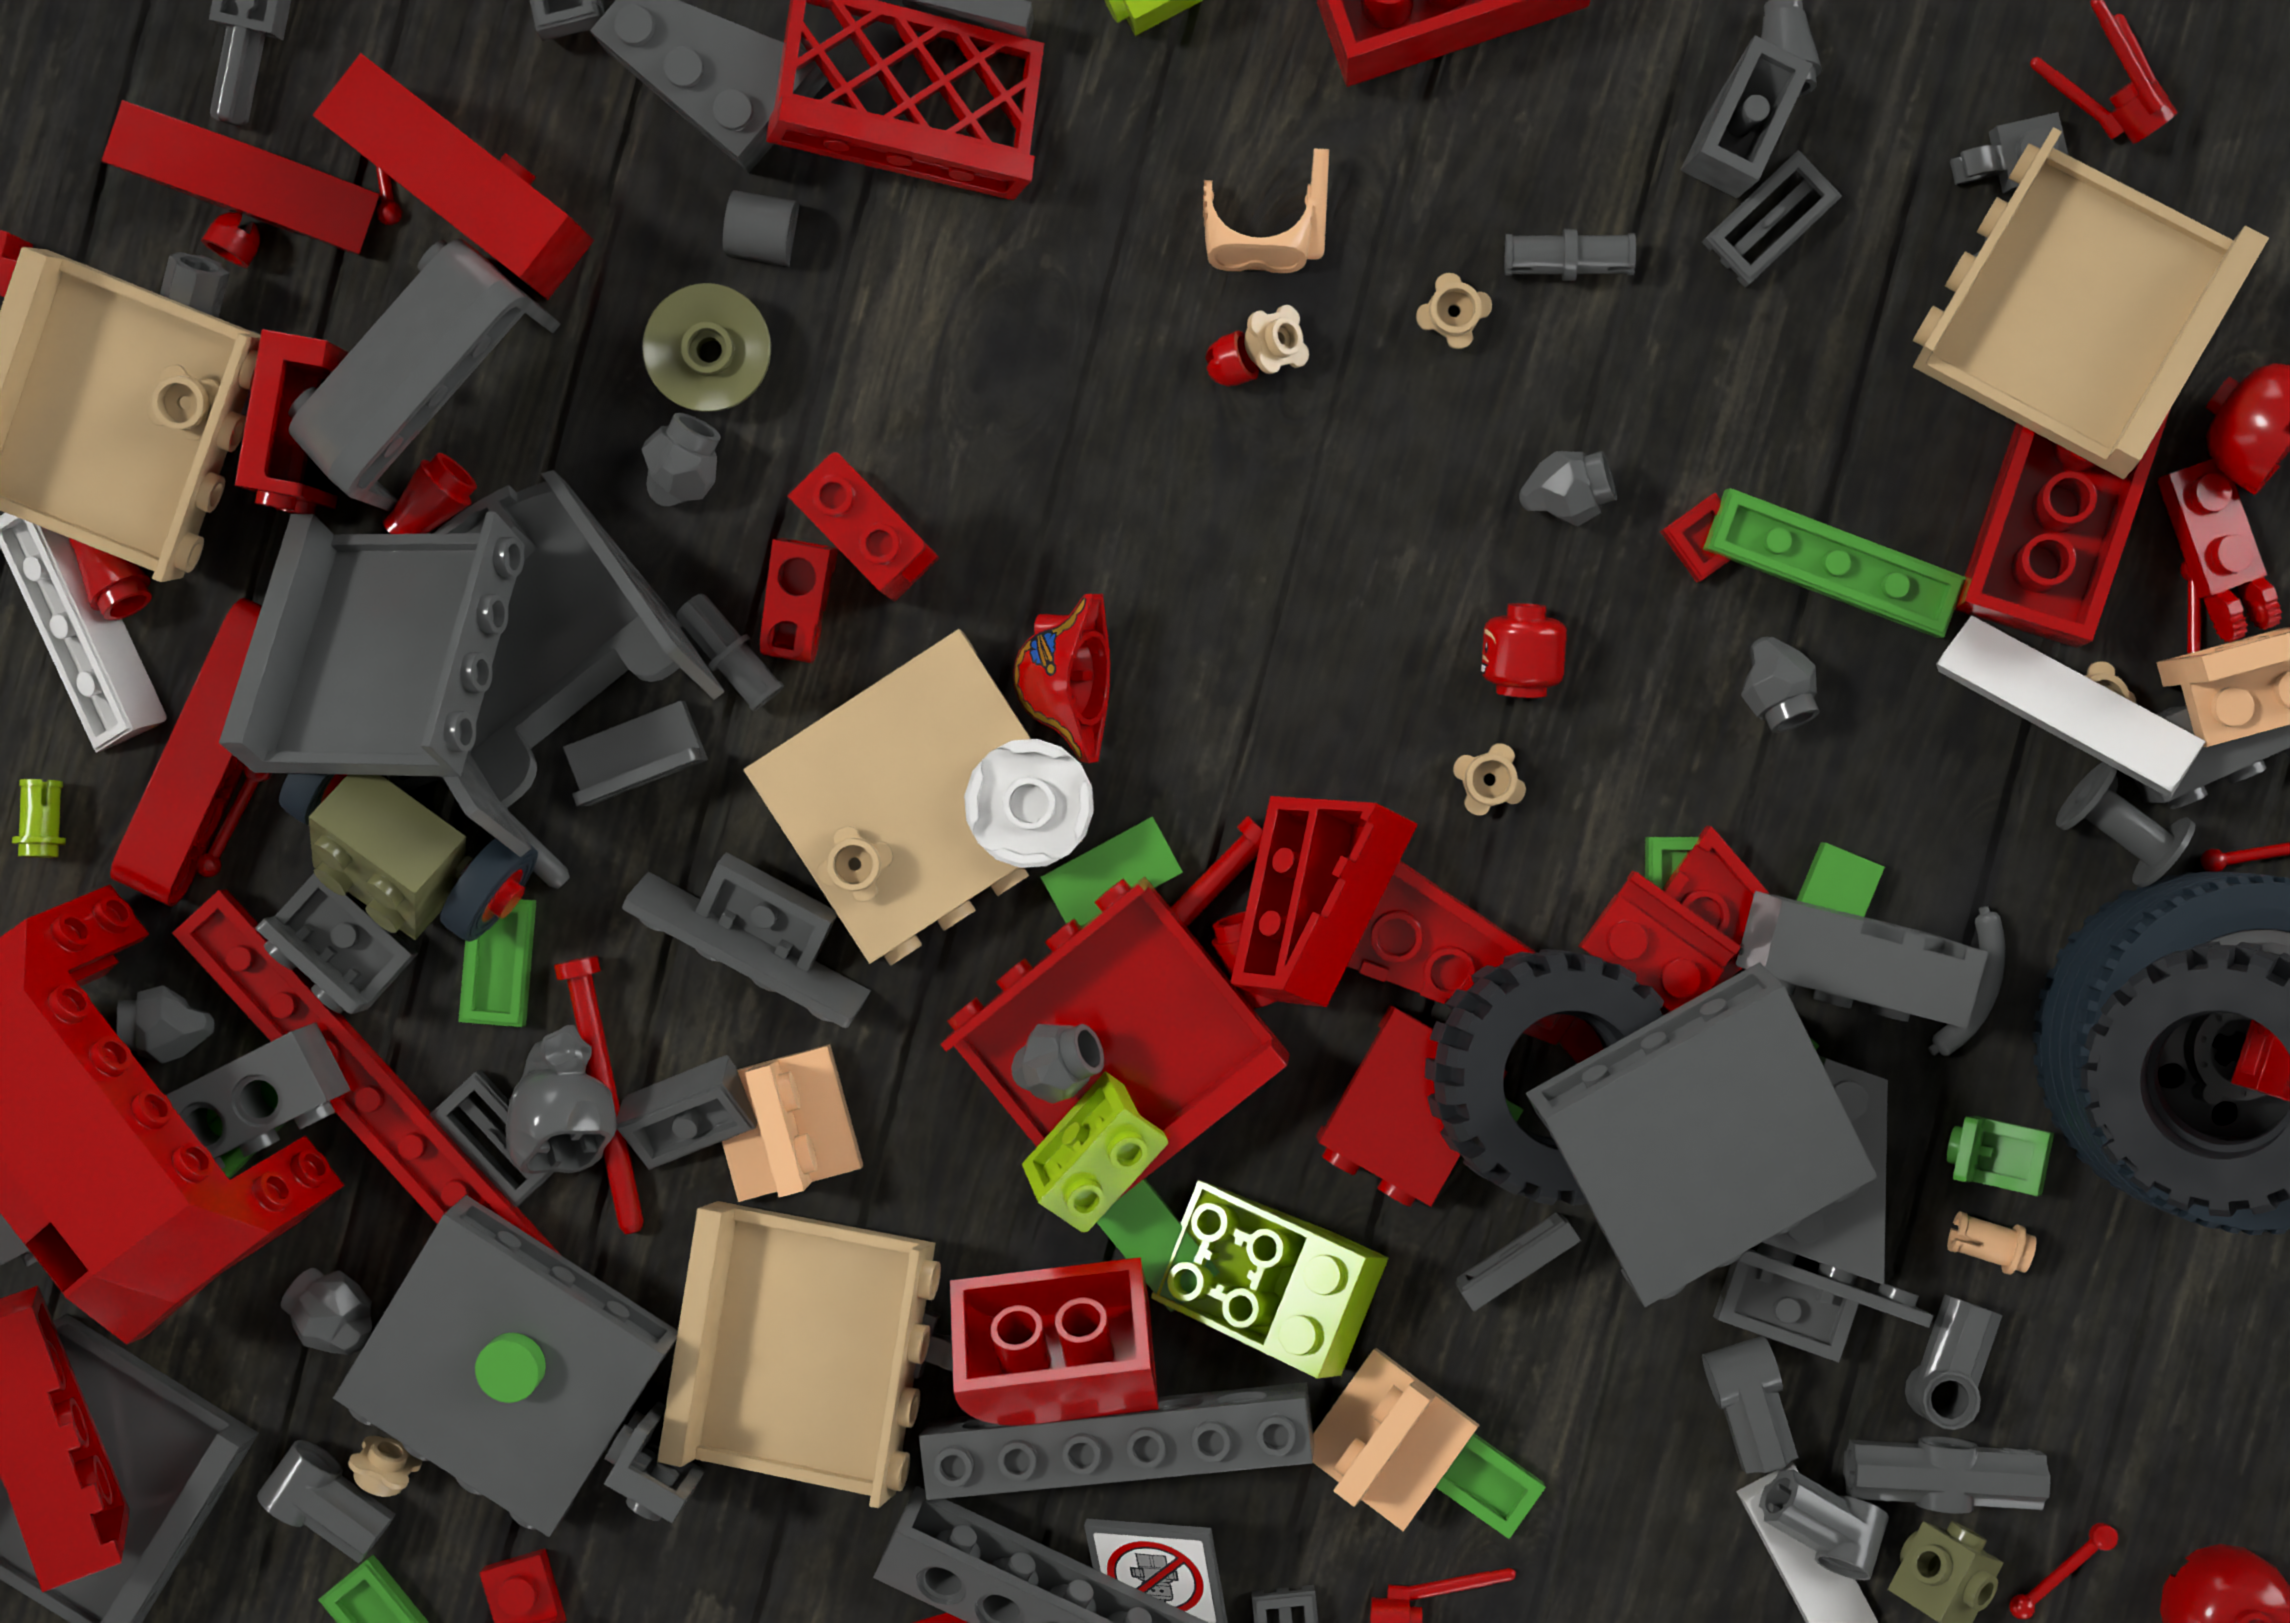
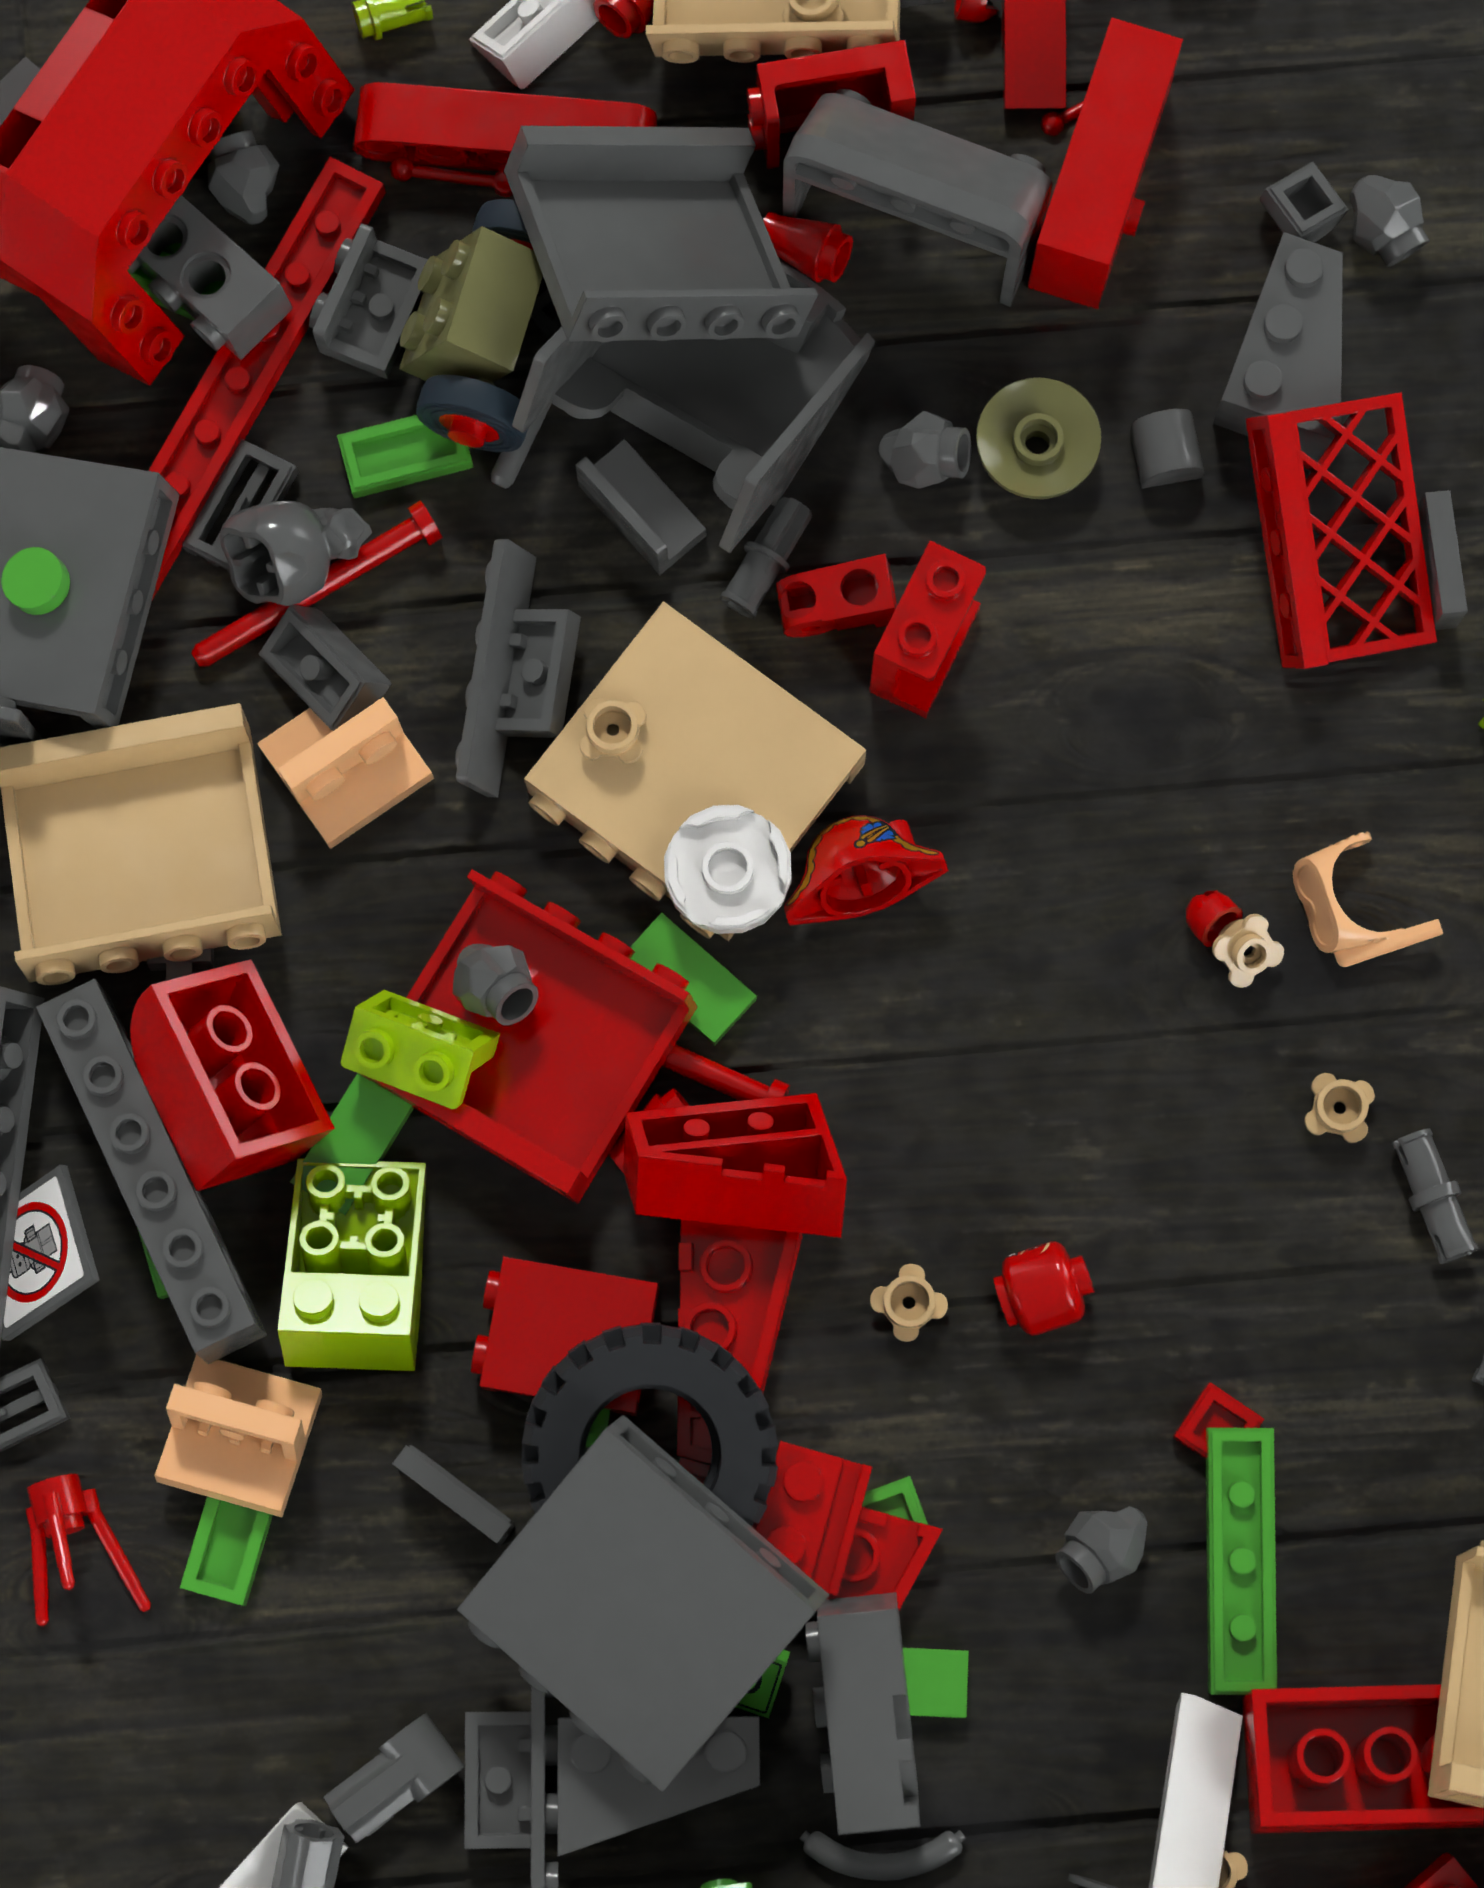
camera: 70 degrees right, 10 degrees down
(1570, 486) = (1217, 1275): dark grey rock -> none

